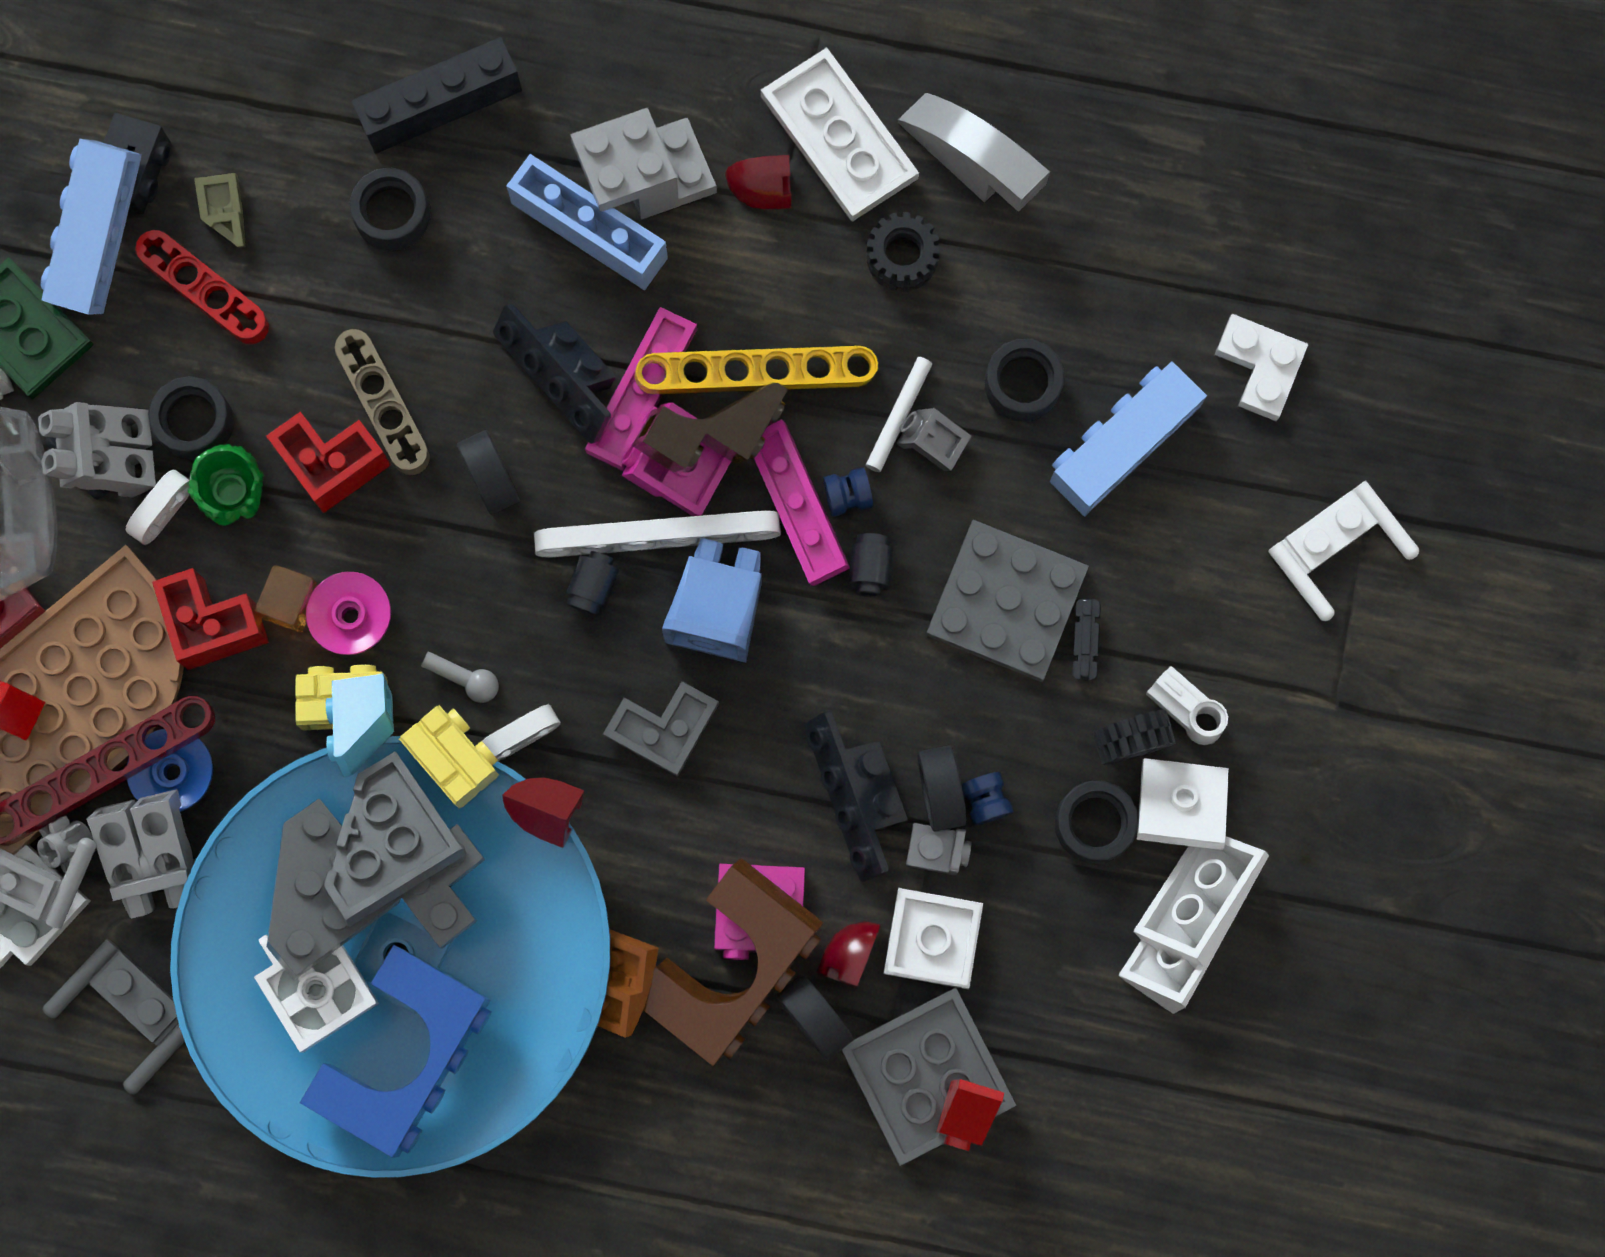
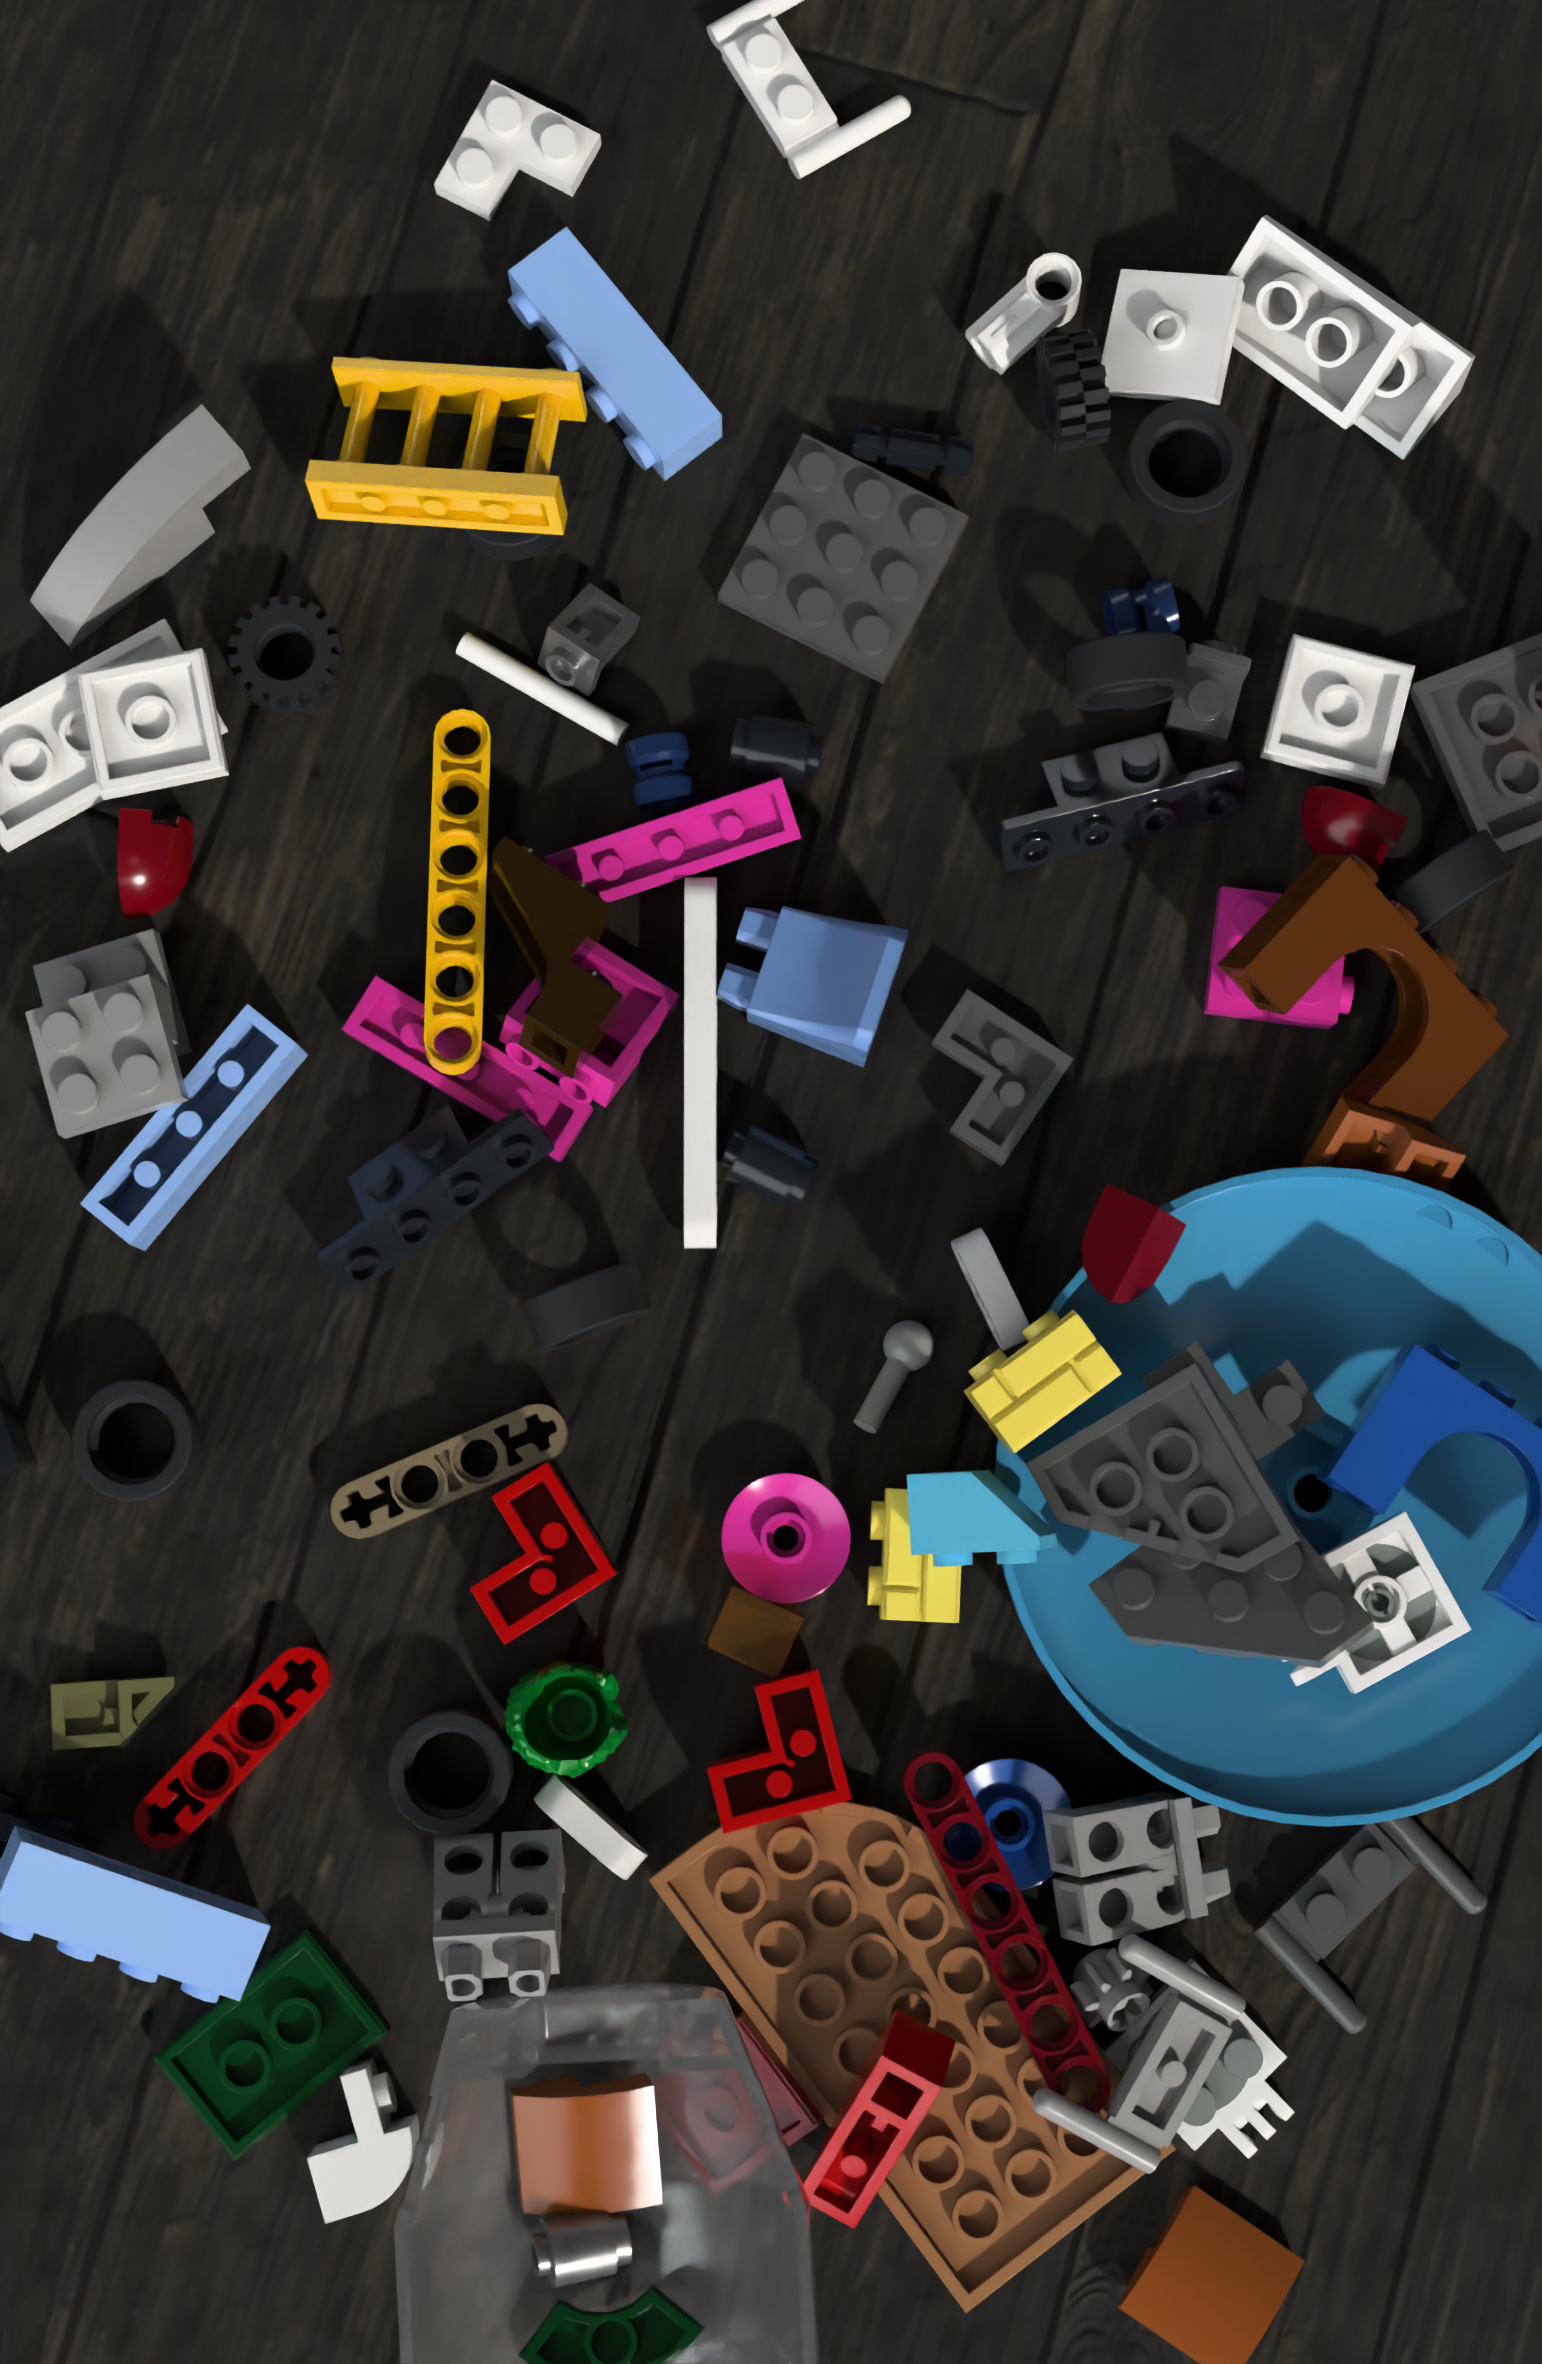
camera: 85 degrees left, 5 degrees up
(845, 170) = (152, 724): none -> white plate
(1014, 348) = (443, 496): none -> yellow fence

